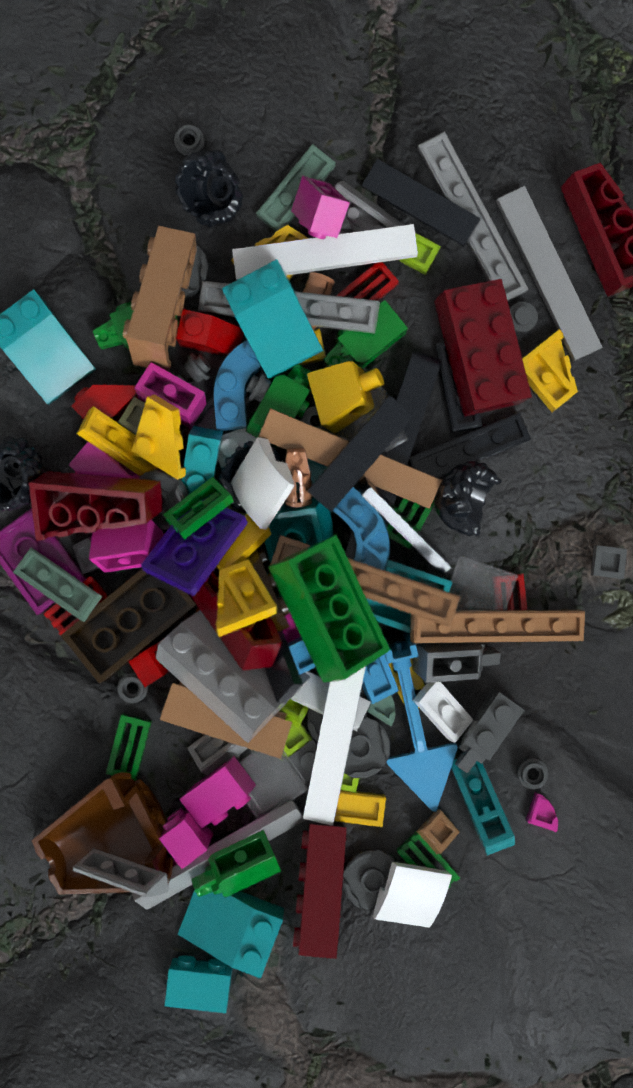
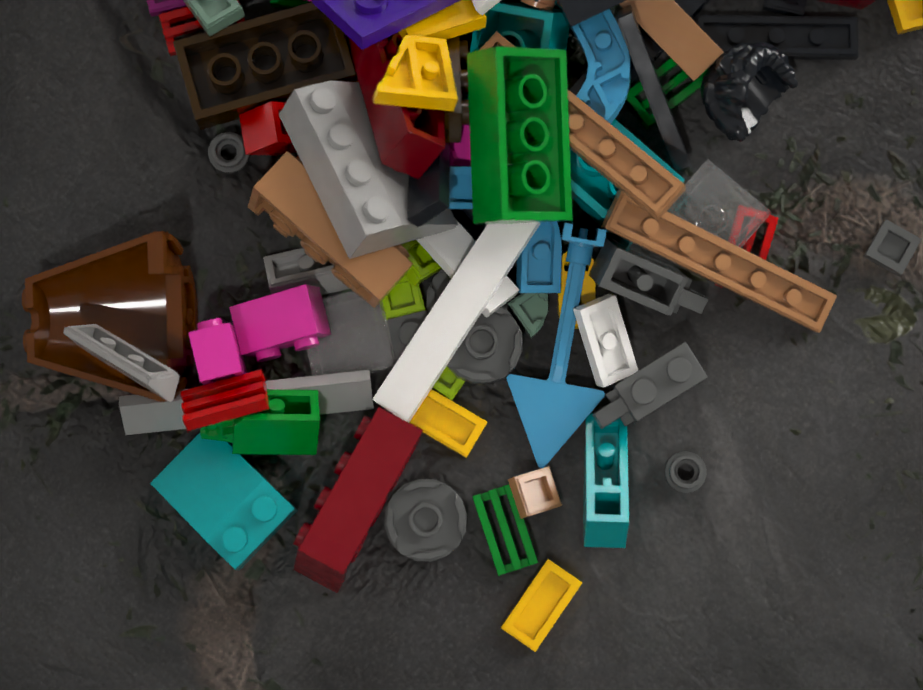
camera: 20 degrees right, 5 degrees down
(135, 721) = (184, 207): green tile -> none
(198, 984) = (151, 553): teal brick -> none
(201, 867) = (224, 400): none -> red tile
(412, 895) = (467, 554): white slope -> none
(473, 903) = (541, 605): none -> yellow tile
(542, 813) = (677, 528): dark pink tile -> none

